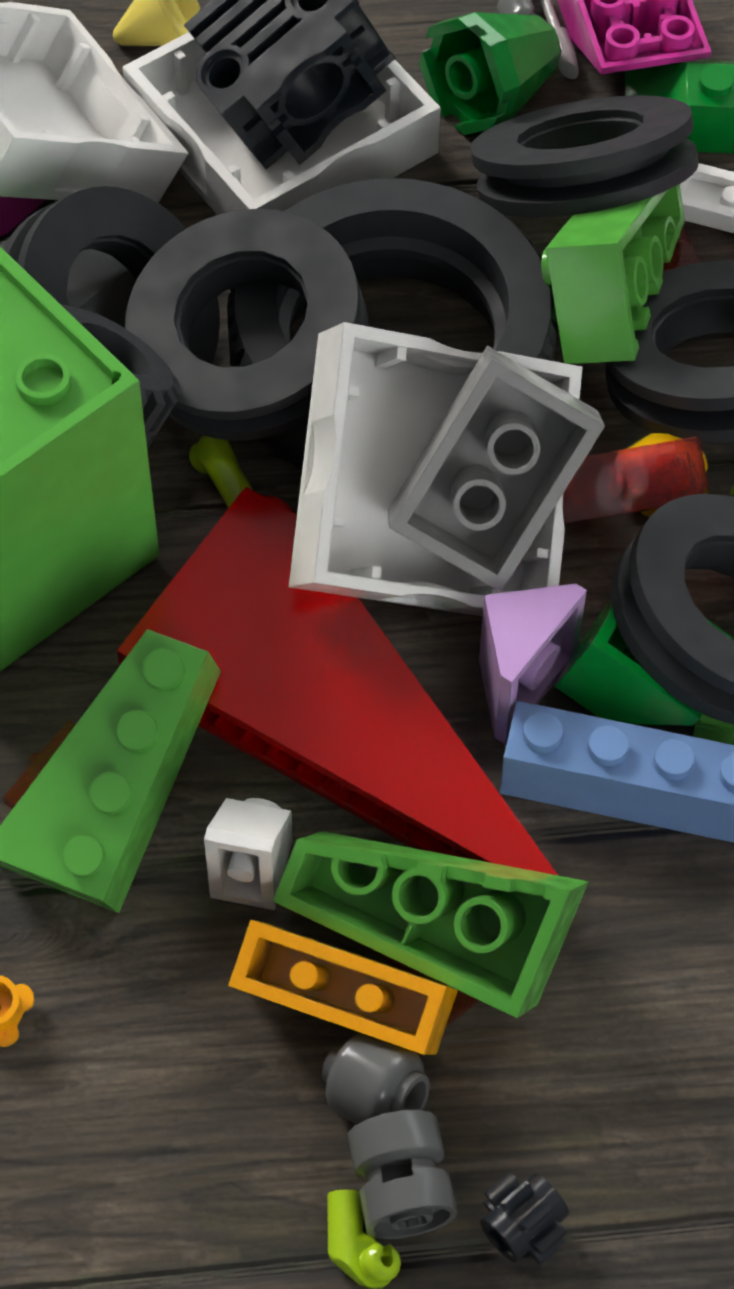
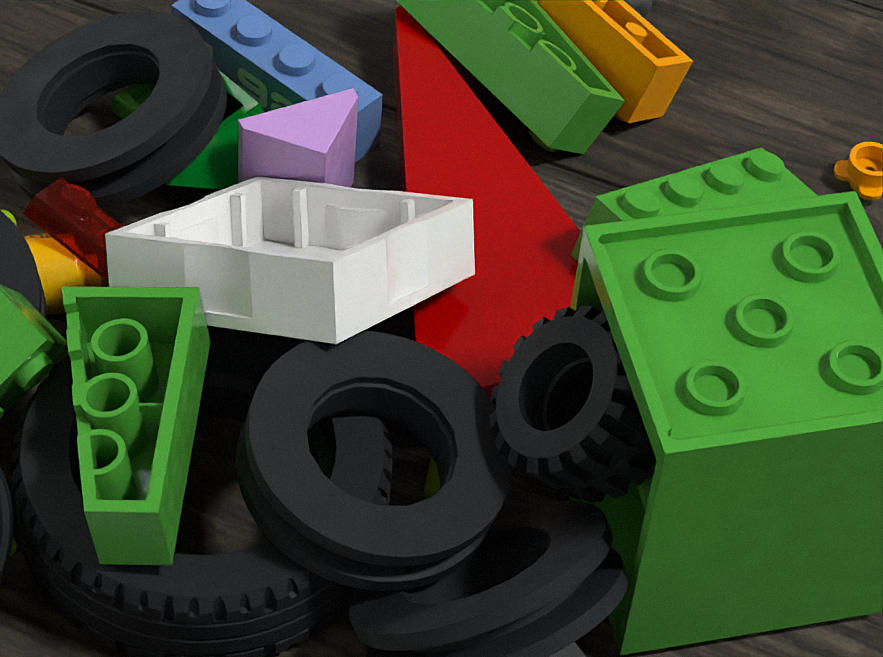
camera: 155 degrees left, 10 degrees down
(248, 851) = (621, 138): white slope -> none
(444, 249) = (136, 407): none -> bright green wedge
(494, 469) = (246, 193): light grey brick -> none

